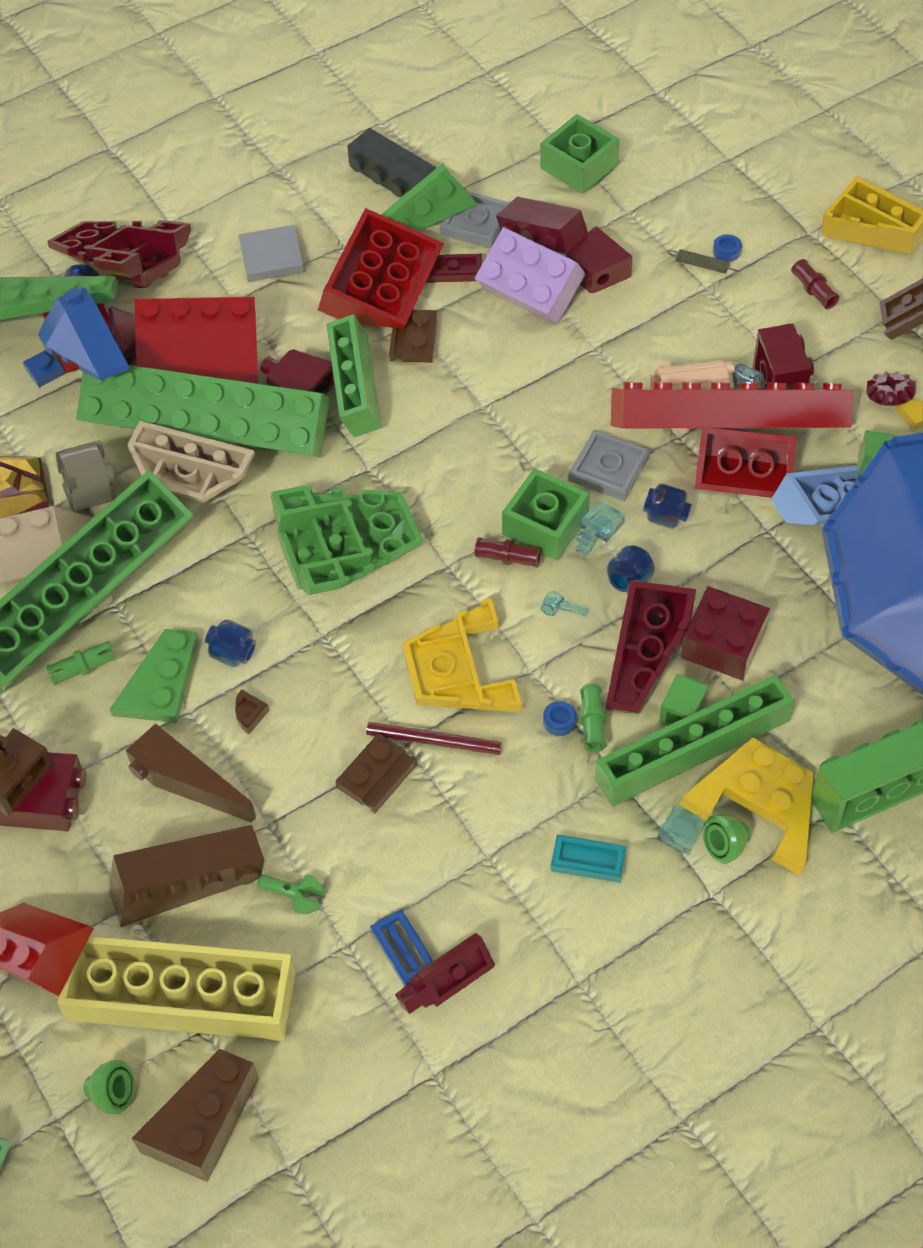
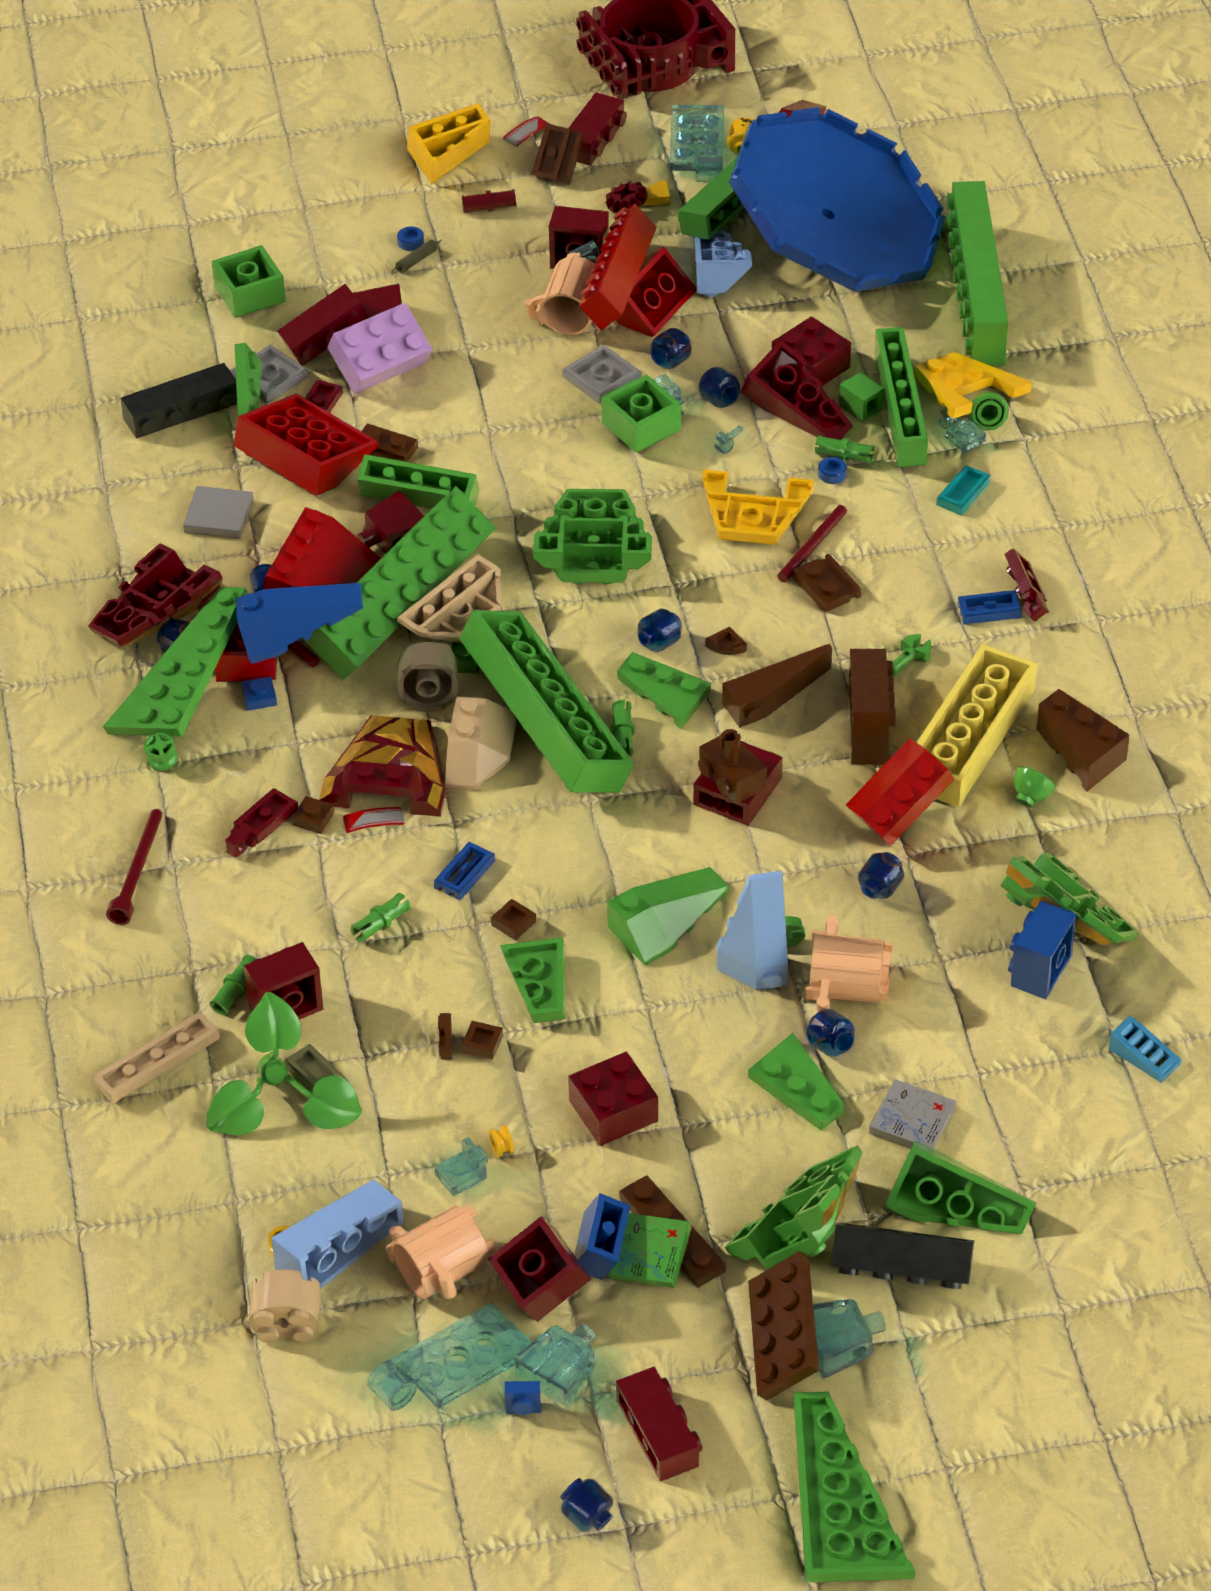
camera: 70 degrees left, 10 degrees down
(507, 552) = (659, 451): dark red pin -> none

